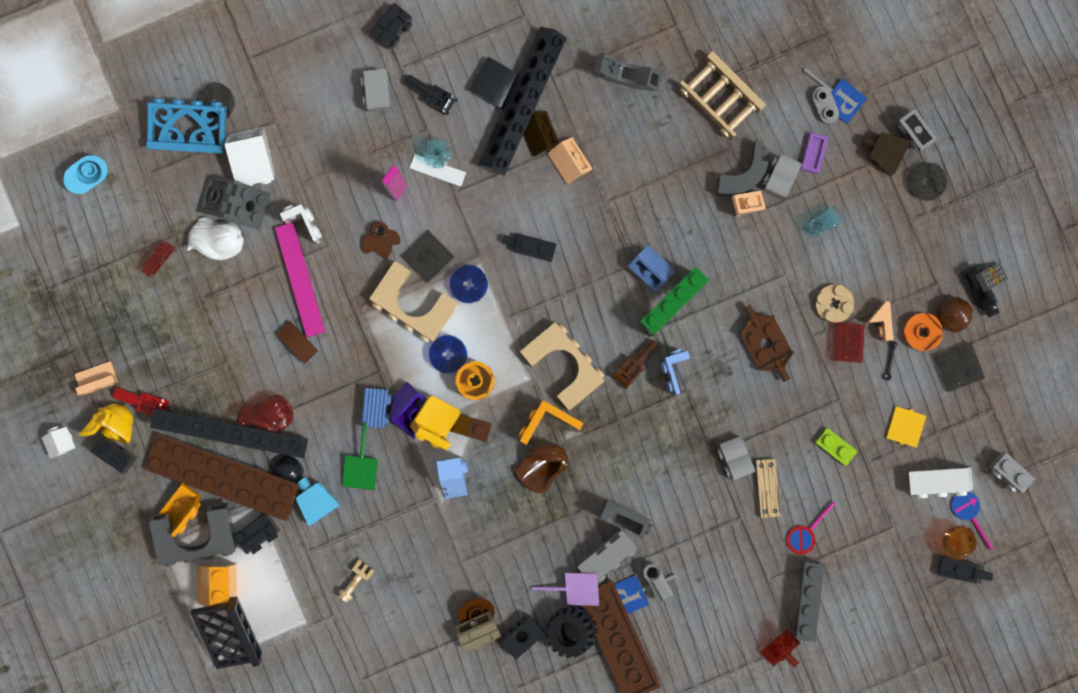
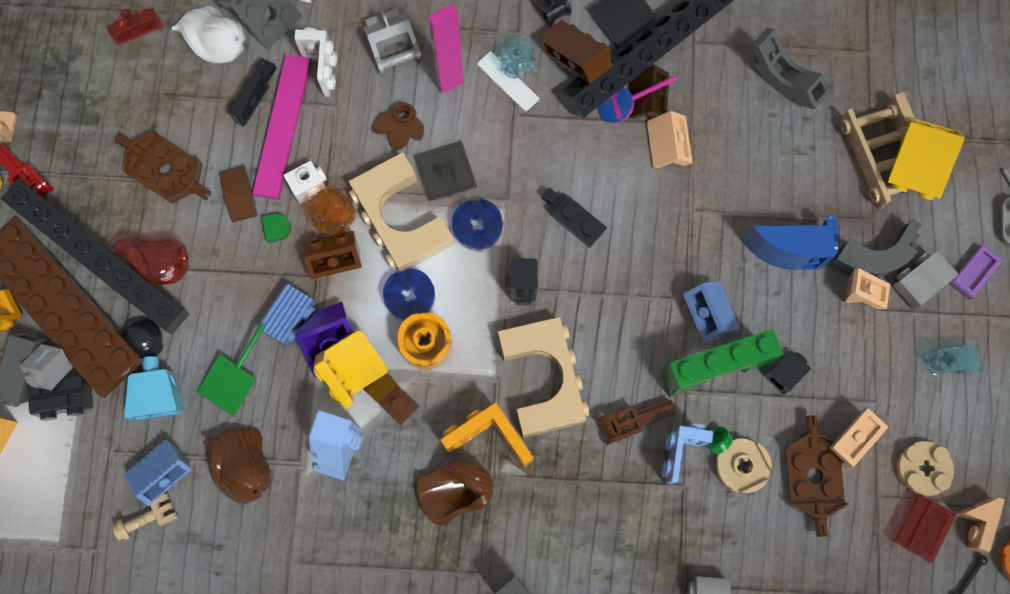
camera: 30 degrees right, 10 degrees down
(220, 349) = (146, 157): none -> reddish brown plate
(240, 519) = (45, 367): none -> light grey brick
(266, 263) = (252, 92): none -> black hinge
(334, 352) = (276, 227): none -> green tile
(336, 178) = (387, 30): none -> light grey piece
(339, 312) = (305, 181): none -> white brick
(347, 549) = (157, 472): none -> medium blue brick
(368, 324) = (331, 211): none -> clear orange hair
(384, 353) = (331, 254): none -> reddish brown brick
(396, 518) = (238, 464): none -> reddish brown piece
(476, 130) = (576, 51): none -> reddish brown brick
(520, 309) = (523, 280): none -> black brick
(525, 152) = (621, 104): none -> blue piece
(687, 197) = (795, 245): none -> blue piece
(695, 351) = (720, 441): none -> green tile
(718, 348) = (758, 470): none -> tan plate
(719, 283) = (788, 371): none -> black brick
(745, 95) = (925, 158): none -> yellow slope
(782, 306) = (858, 438): none -> light nougat panel

